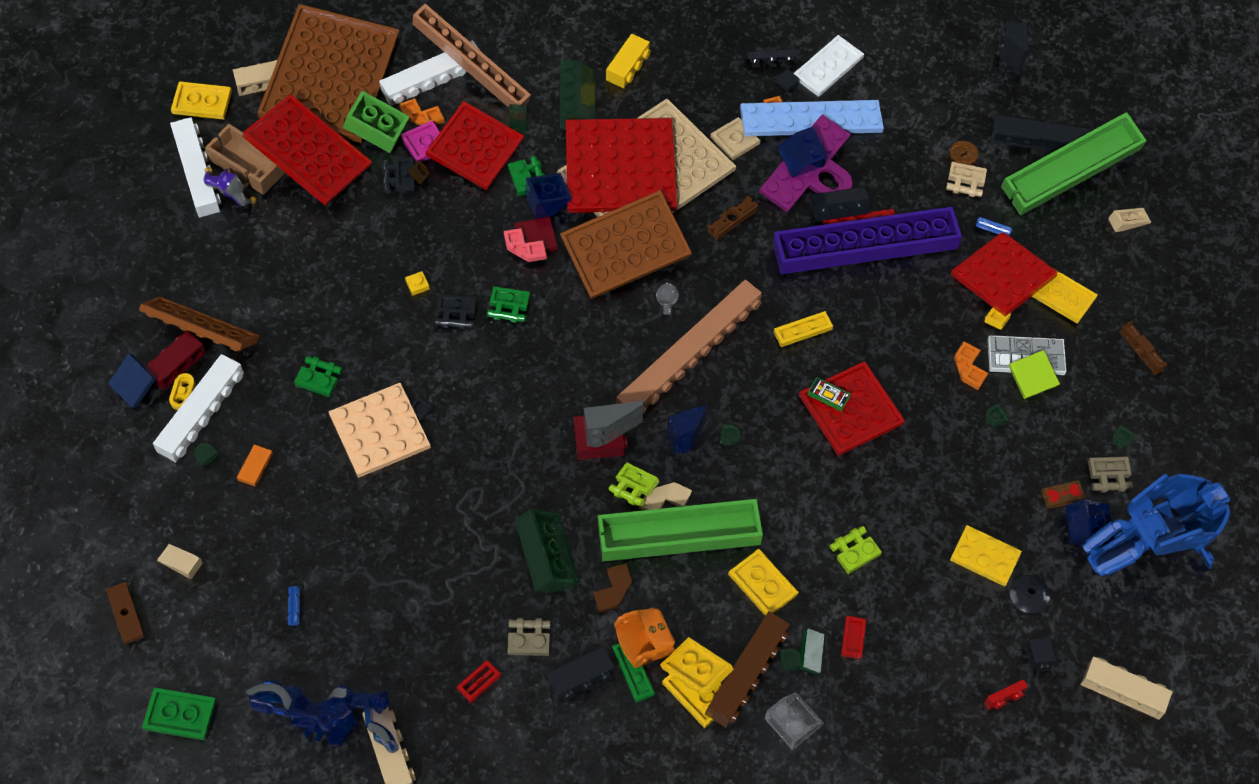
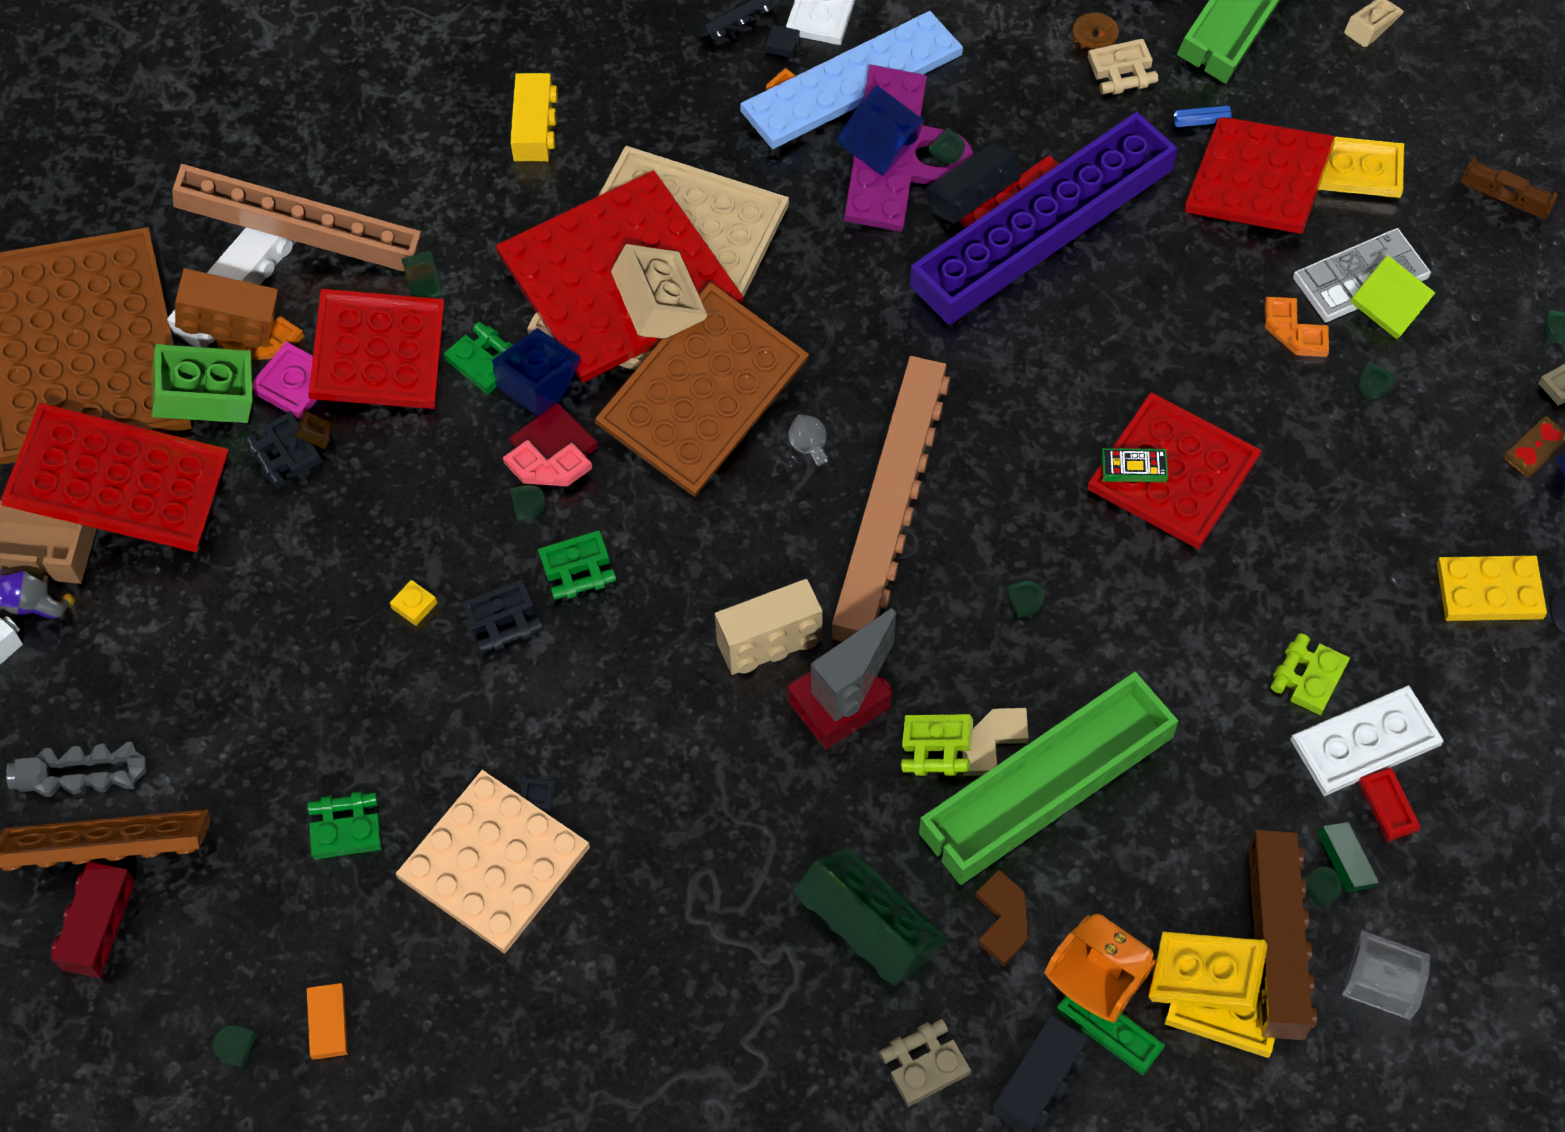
camera: 25 degrees left, 0 degrees up
(132, 380) = (41, 989): dark blue tile -> none
(179, 392) = (137, 966): yellow plate -> none
(188, 277) = (35, 775): none -> dark grey sword
(198, 408) = (180, 977): white brick -> none
(408, 88) = (225, 308): none -> dark orange brick
(504, 260) = (527, 501): none -> clear green tile
(576, 91) = (482, 199): clear green slope -> none
(583, 382) = (769, 627): none -> tan brick
(629, 182) = (657, 291): none -> tan slope
(685, 429) = (963, 621): clear blue slope -> none
(724, 225) = (822, 291): reddish brown piece -> none
(732, 139) = (756, 162): tan tile -> none
(763, 583) = (1213, 793): yellow tile -> none
(803, 329) = (1033, 389): yellow plate -> none
(838, 178) = (948, 147): none -> clear green tile
(863, 598) = (1366, 740): none -> white tile
(996, 319) = (1290, 243): yellow plate -> none

